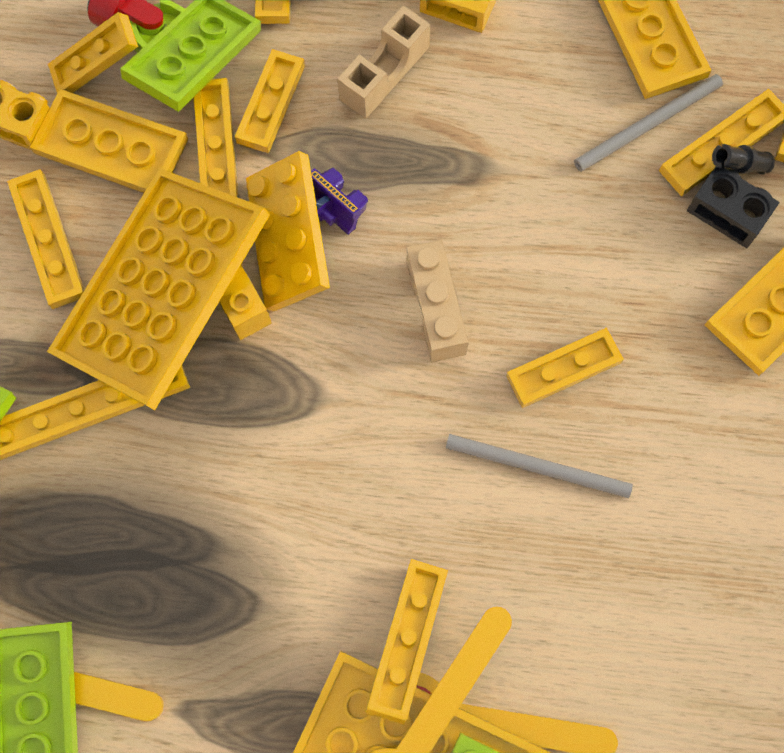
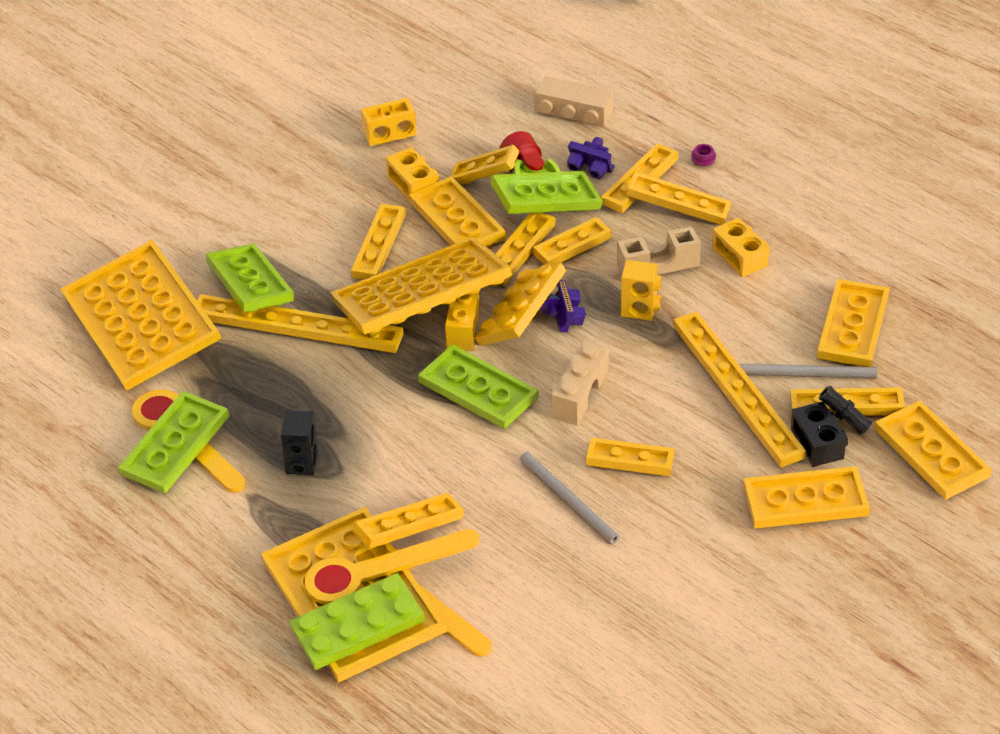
camera: 35 degrees right, 30 degrees down
(194, 616) = (299, 442): none -> black brick
(323, 378) = (478, 386): none -> lime plate
(409, 129) = (639, 290): none -> yellow brick
(603, 195) = (739, 389): none -> yellow plate

